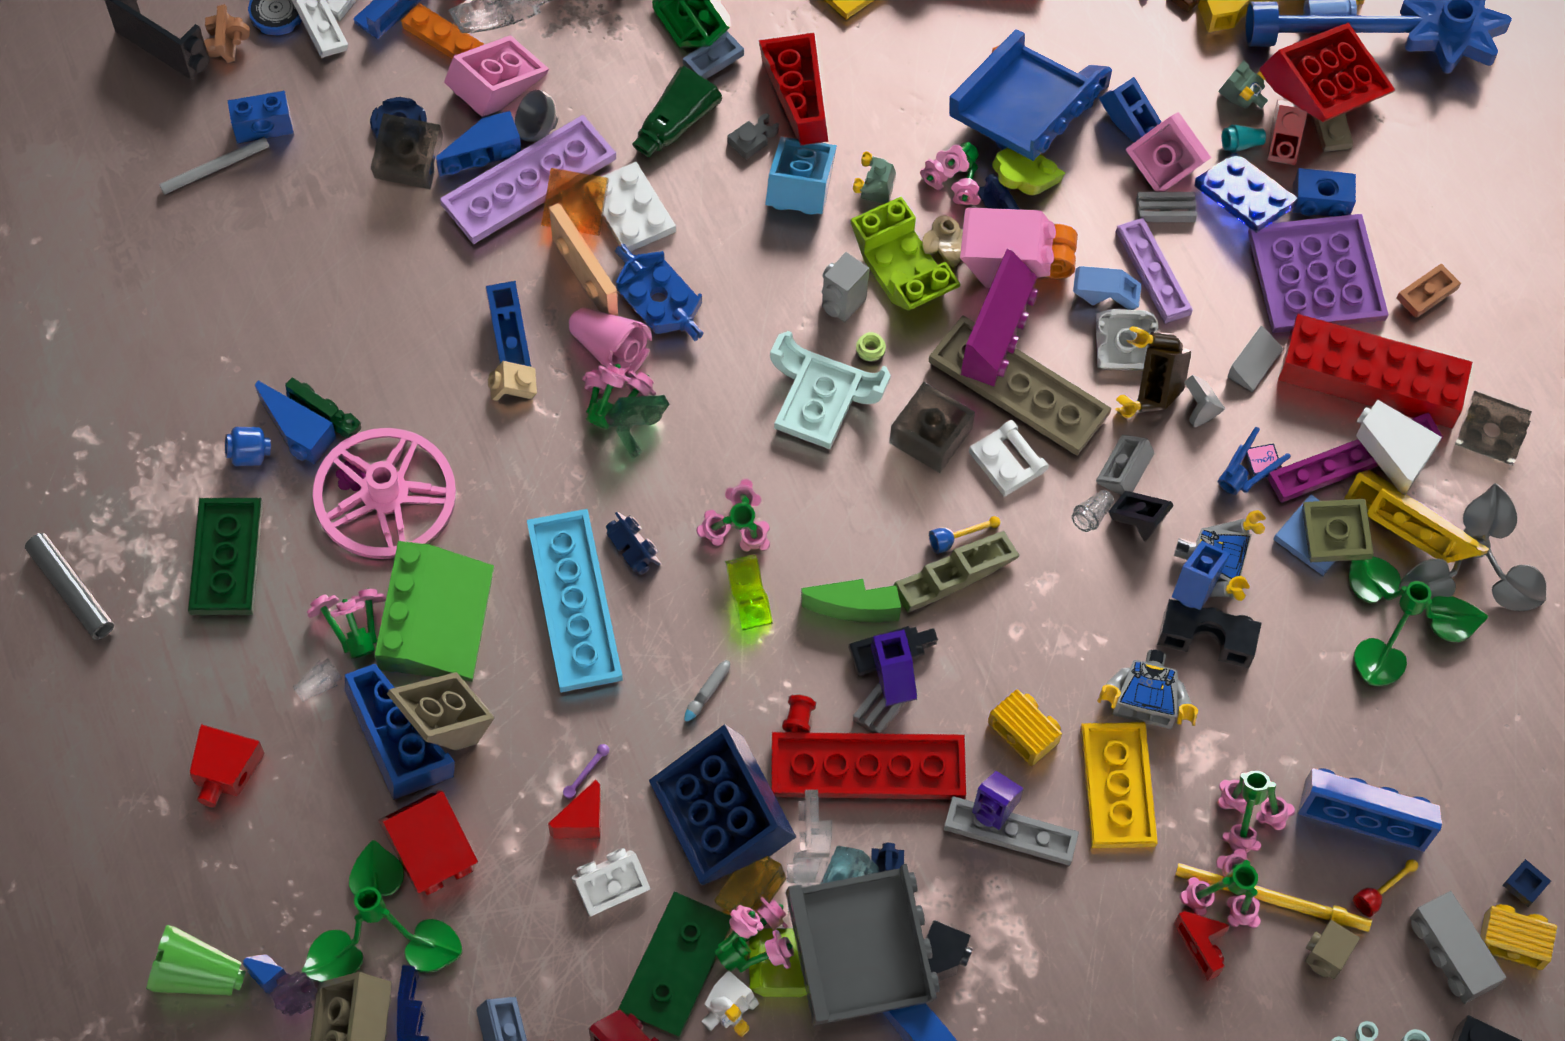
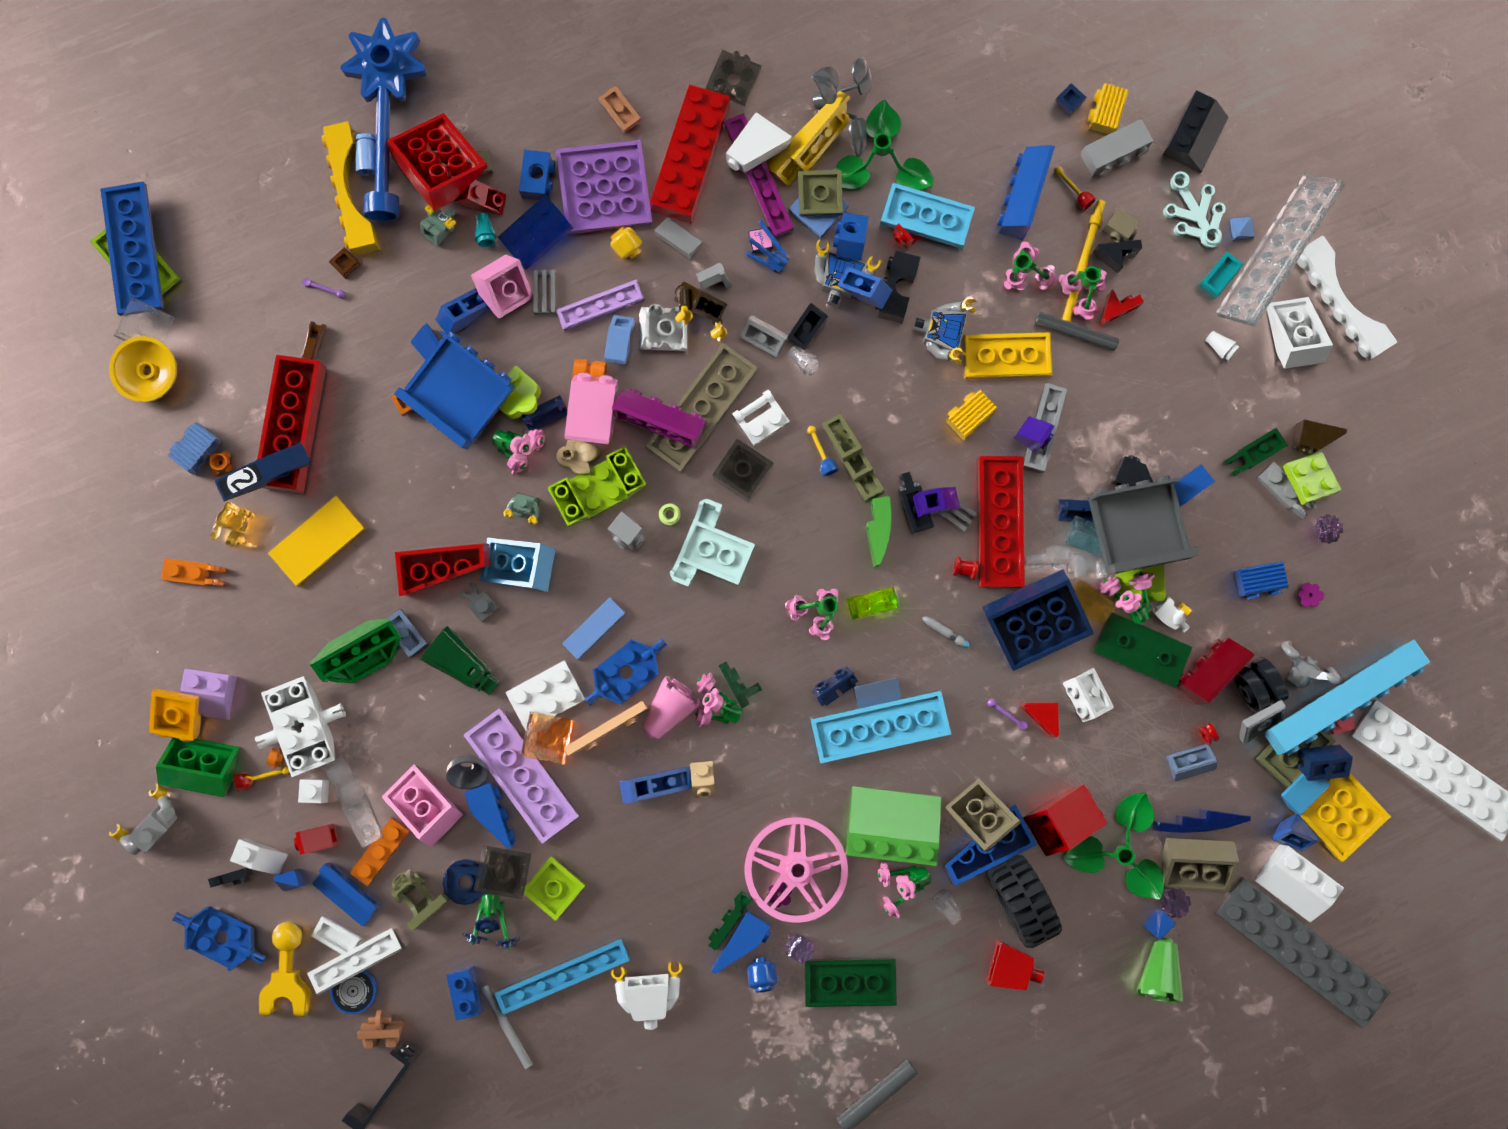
camera: 90 degrees left, 20 degrees up
(234, 313) = (647, 996): none -> white torso
(270, 224) = (562, 976): none -> dark azure plate
(277, 490) = (799, 948): none -> clear purple gear
(313, 757) = (1025, 901): none -> black tyre
(363, 143) = (488, 907): none -> plant
(382, 213) = (553, 888): none -> lime plate
(392, 55) = (406, 883): none -> olive tile
(622, 598) = (877, 693): none -> sand blue slope
(717, 260) = (593, 628): none -> medium blue tile
(1162, 884) = (1077, 331): none -> dark grey axle
(1241, 295) = (626, 243): none -> yellow head
(1276, 566) = (851, 236): none -> blue brick
(1282, 643) = (903, 238): none -> red bracket
(1291, 937) = (1112, 253): none -> black slope
(1320, 675) = (927, 215): none -> medium azure plate

